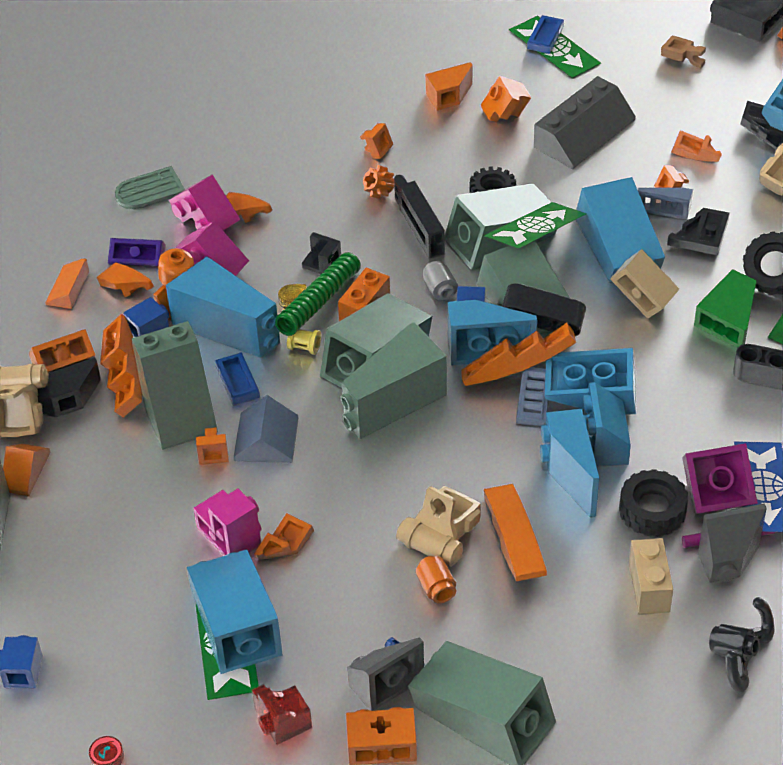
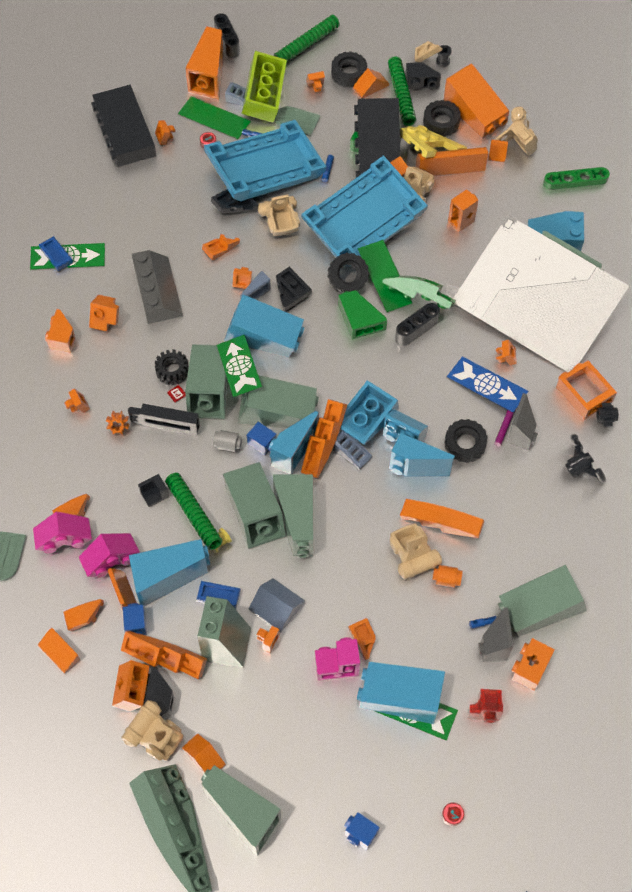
camera: 60 degrees left, 15 degrees up
(135, 251) = (61, 594): dark purple slope -> none
(173, 264) = (119, 578): orange head -> none
(289, 293) = (173, 526): clear yellow tile -> none
(364, 290) = (213, 489): orange brick -> none
(550, 308) = (307, 403): black beam -> none
(644, 283) = (316, 342): tan brick -> none
(650, 576) = (514, 473): tan brick -> none
(680, 48) = (133, 197): medium nougat plate -> none
(719, 478) = (475, 400): magenta slope -> none

